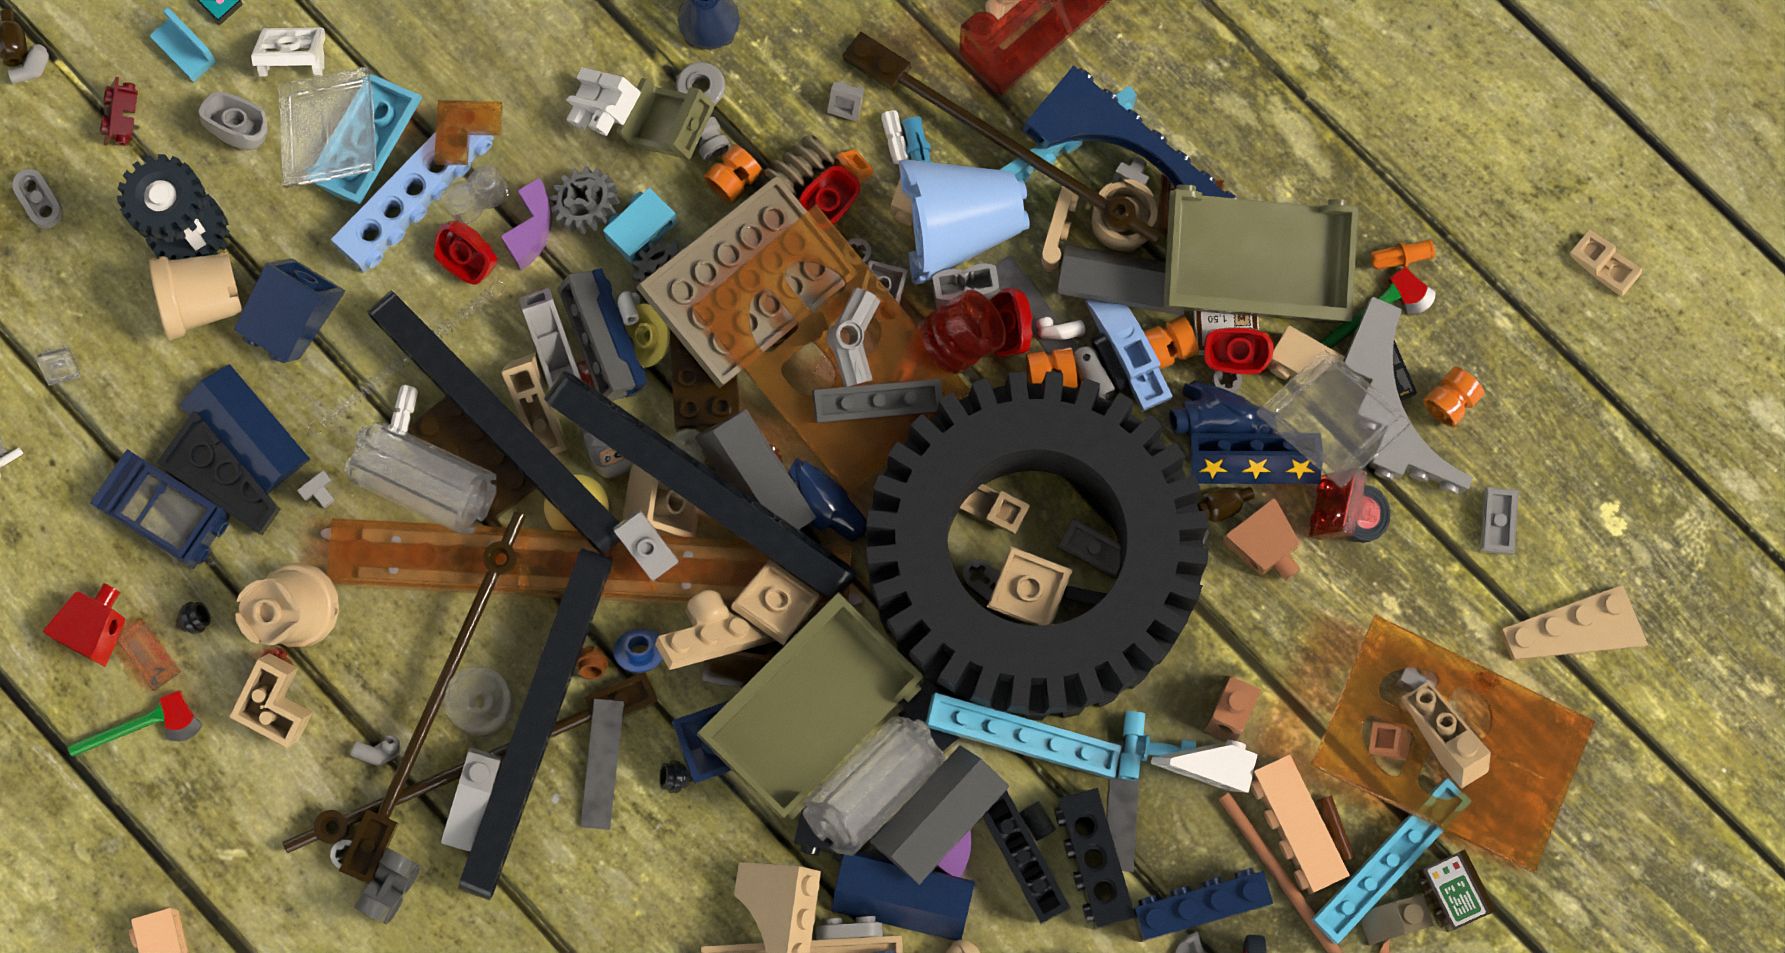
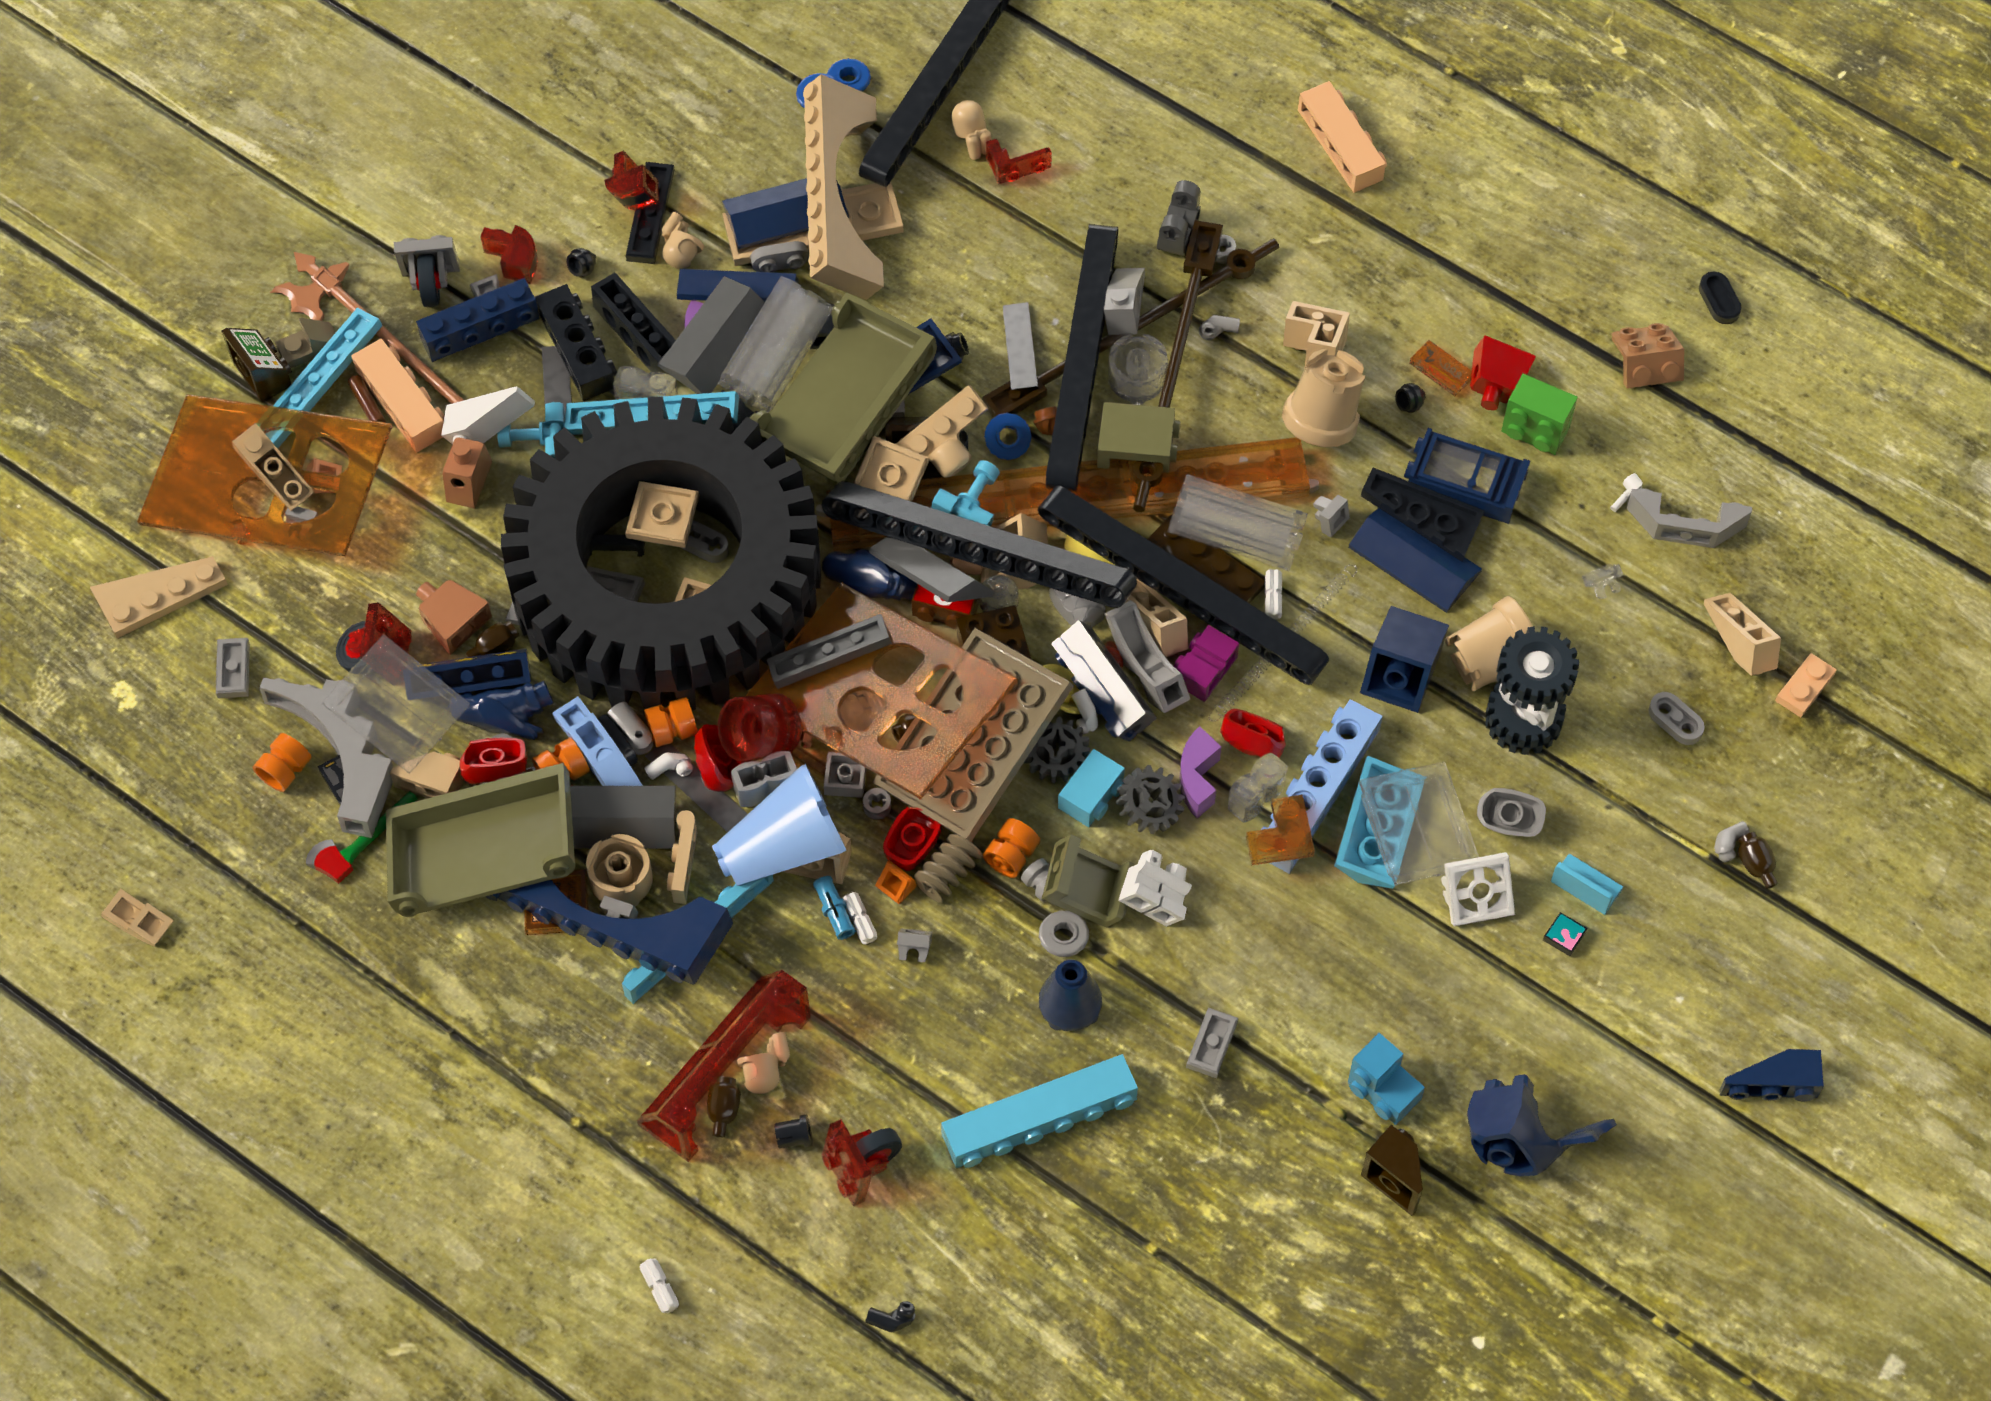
camera: 170 degrees right, 15 degrees down
(57, 552) = (1539, 414): none -> bright green brick
(120, 100) = (1625, 797): dark red hinge -> none
(173, 710) = (1406, 331): piece -> none
(493, 342) = (1207, 662): none -> magenta brick
(501, 600) = (1137, 434): none -> olive panel
(645, 545) = (1018, 498): light grey plate -> none
(703, 553) = (966, 504): none -> medium azure bar
(854, 319) = (867, 692): light grey piece -> none
(893, 70) = (874, 978): dark brown bar -> none
(1031, 826) = (629, 361): black piece -> none
(1033, 780) = (636, 383): none -> clear brick
(1402, 254) = (340, 889): orange axle -> none

